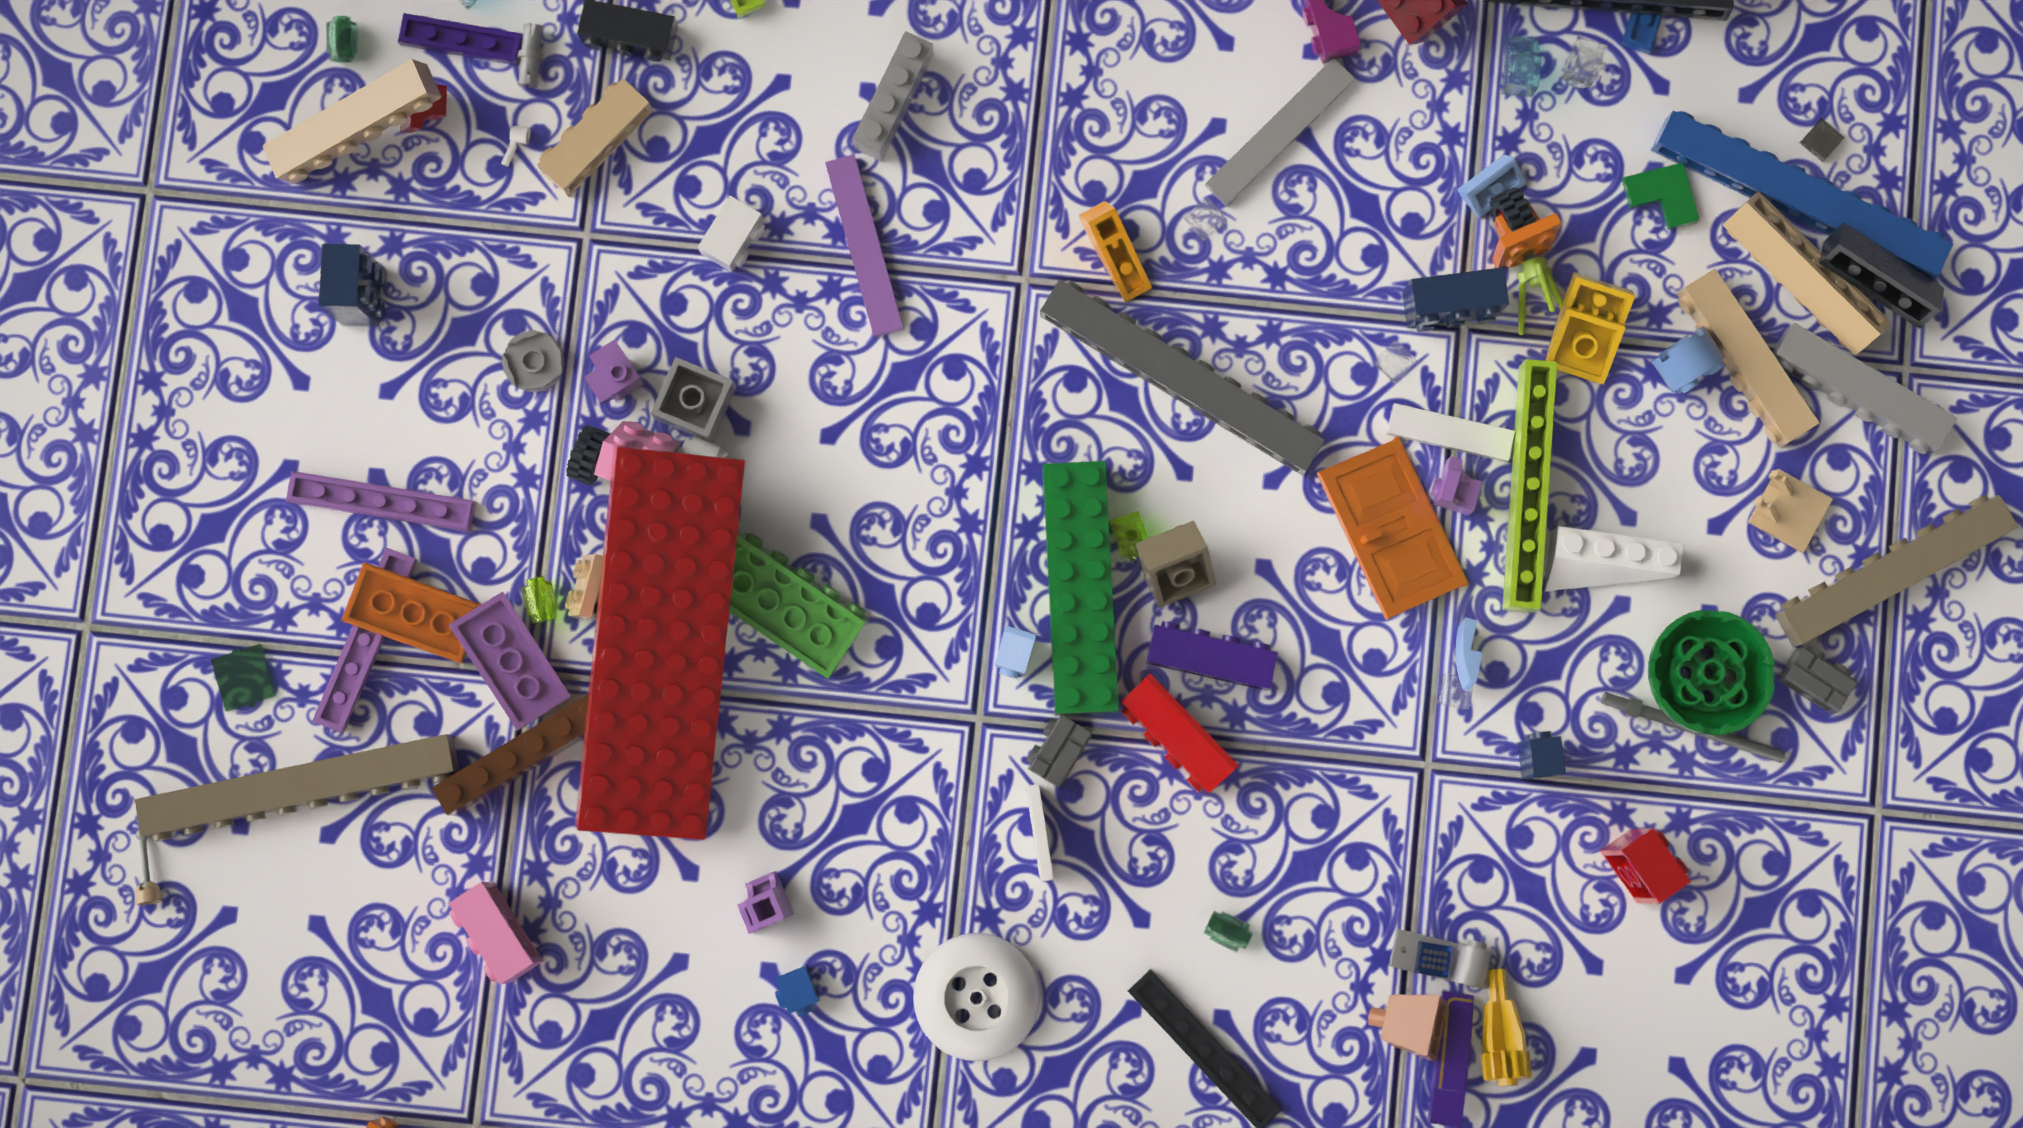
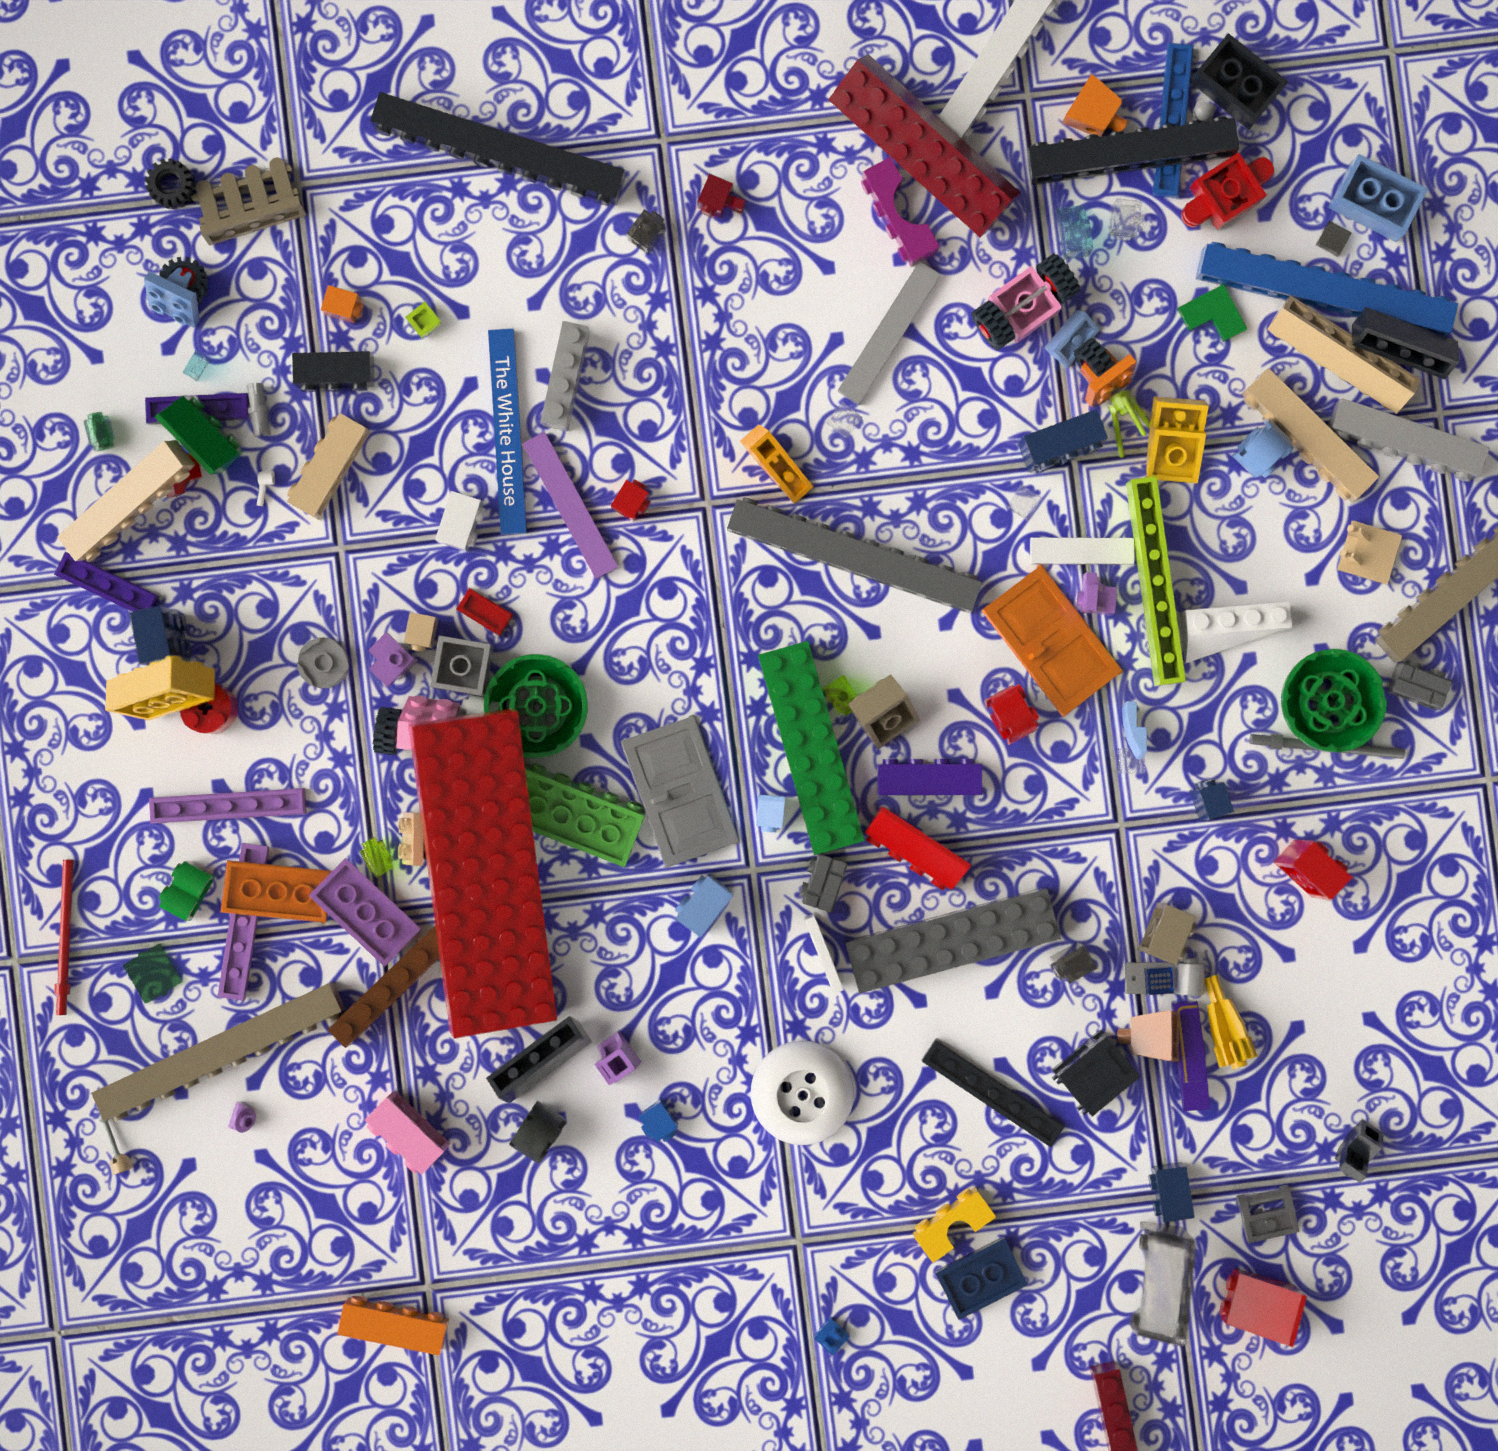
camera: 15 degrees left, 5 degrees up
(133, 669) = (62, 987): none -> red bar
(300, 211) = (105, 584): none -> dark purple tile
(305, 872) = (242, 1118): none -> medium lavender plate
(307, 588) = (186, 890): none -> green brick
(336, 342) = (160, 688): none -> yellow brick
(392, 397) = (215, 720): none -> red brick
(457, 66) = (200, 434): none -> green slope
(650, 968) = (538, 1132): none -> pearl dark grey brick
(655, 349) = (421, 632): none -> tan brick
(672, 882) = (539, 1059): none -> black brick
(735, 345) = (484, 612): none -> red tile
(779, 430) = (538, 674): none -> green brick
(811, 145) = (507, 431): none -> blue tile
(911, 740) = (704, 905): none -> medium blue brick
(914, 605) = (680, 791): none -> light grey door
(936, 254) = (631, 500): none -> red brick
(1197, 853) = (952, 940): none -> dark grey brick
(1228, 931) = (991, 995): clear green brick -> none
(1326, 601) = (1011, 714): none -> red brick
(1333, 913) = (1072, 963): none -> clear smoke brick
(1333, 1052) = (1095, 1073): none -> black container
(1447, 130) = (1026, 302): none -> brick
(1456, 904) = (1168, 933): none -> dark tan brick
(1709, 57) = (1227, 191): none -> red brick
(1883, 103) = (1377, 198): none -> medium blue brick

